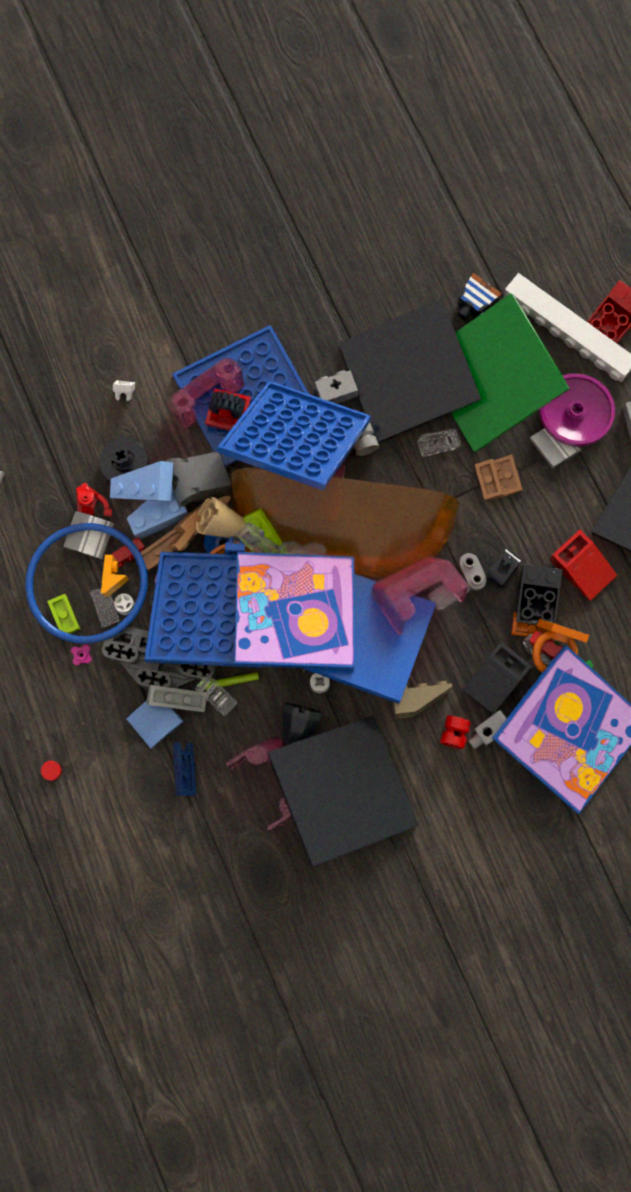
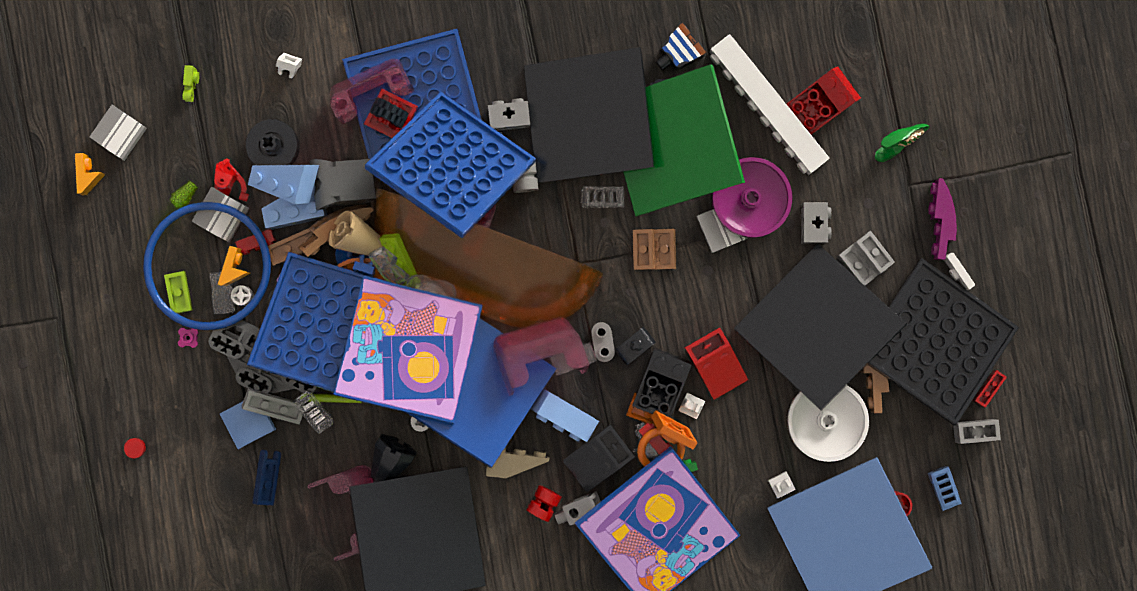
camera: 10 degrees right, 10 degrees up
(36, 420) = (191, 78): none -> lime plate
(50, 525) = (183, 195): none -> clear neon green cone
(454, 645) = (564, 416): none -> light blue wedge
(570, 611) = (691, 405): none -> white tile

